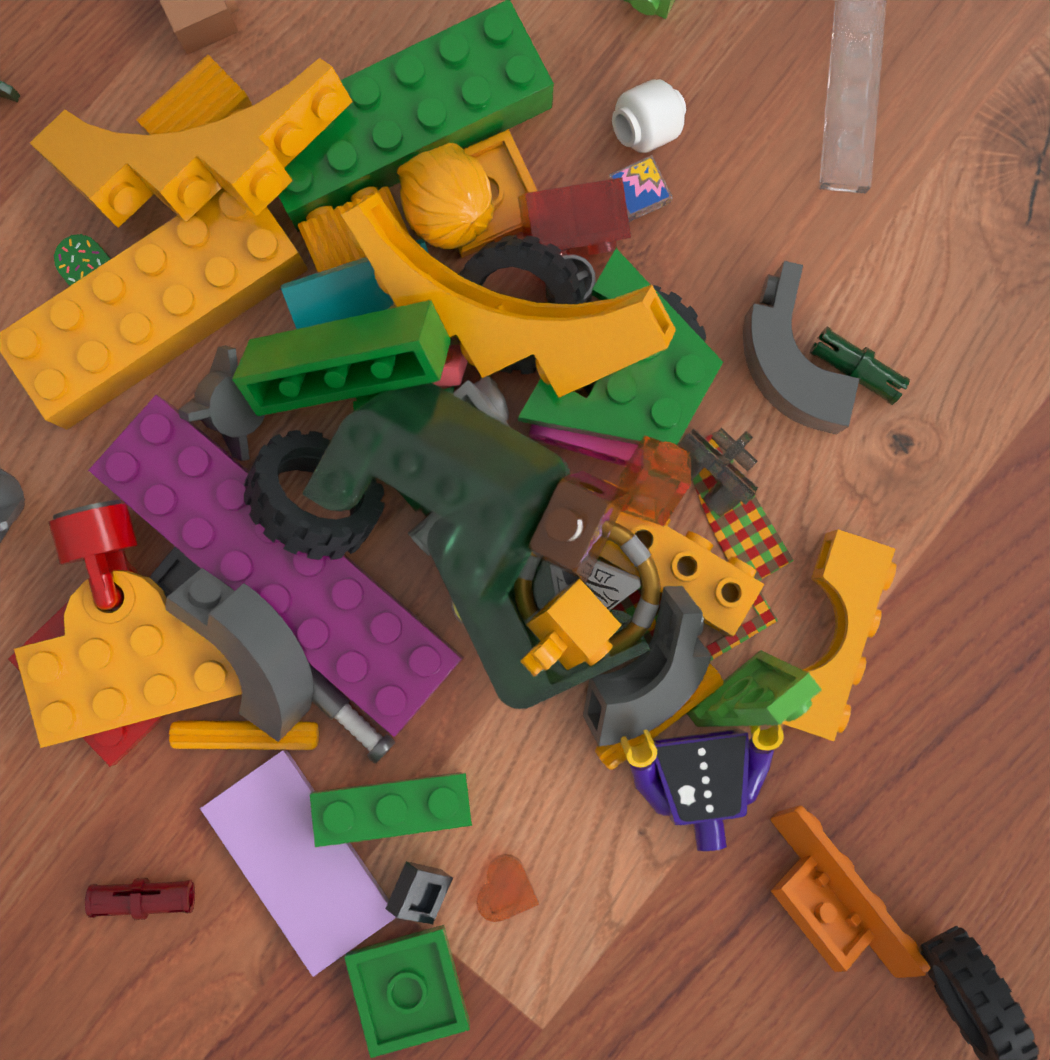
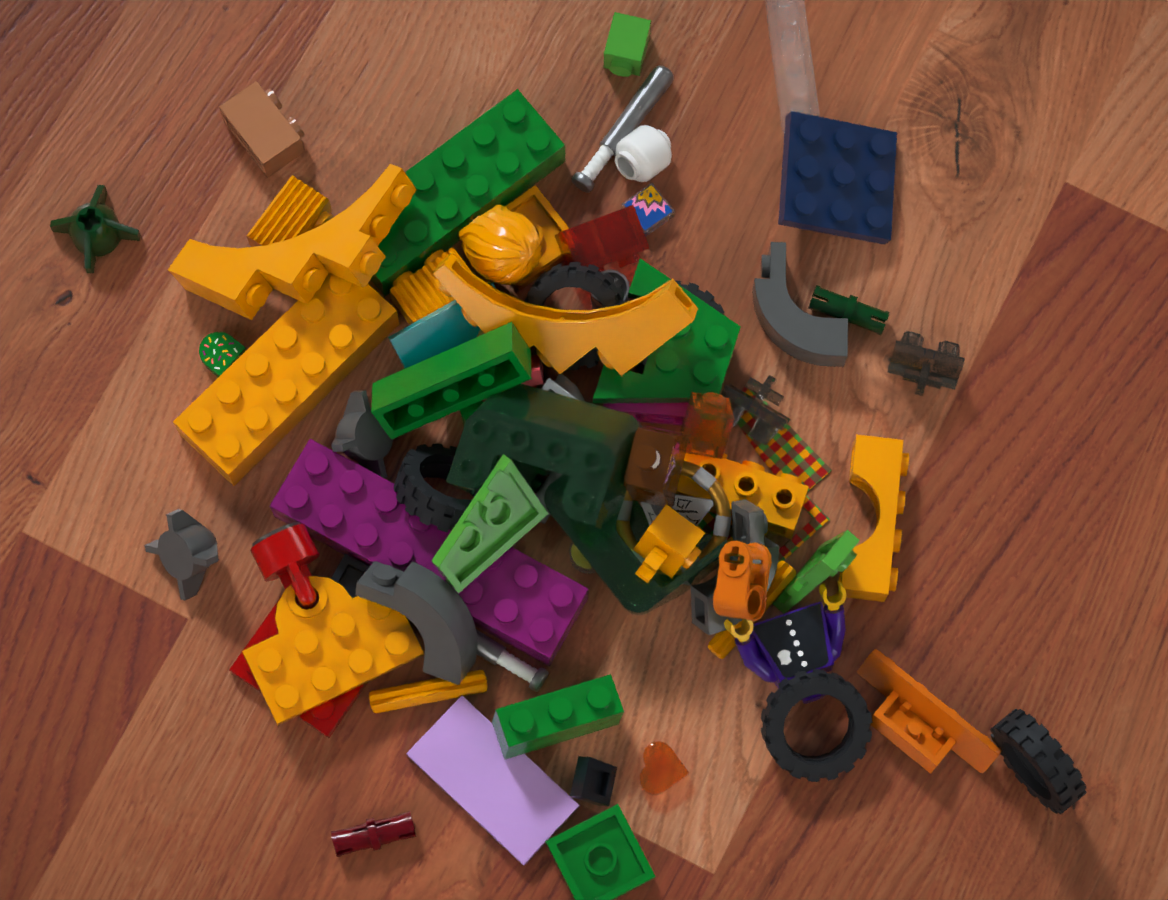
camera: 10 degrees left, 10 degrees down
(348, 560) = (489, 526): none -> bright green wing
(644, 67) = (629, 120): none -> flat silver piece
(653, 703) = (741, 583): none -> orange piece
(709, 930) = (843, 755): none -> black tyre
(883, 195) = (837, 178): none -> dark blue plate
(940, 457) = (926, 365): none -> clear smoke hips

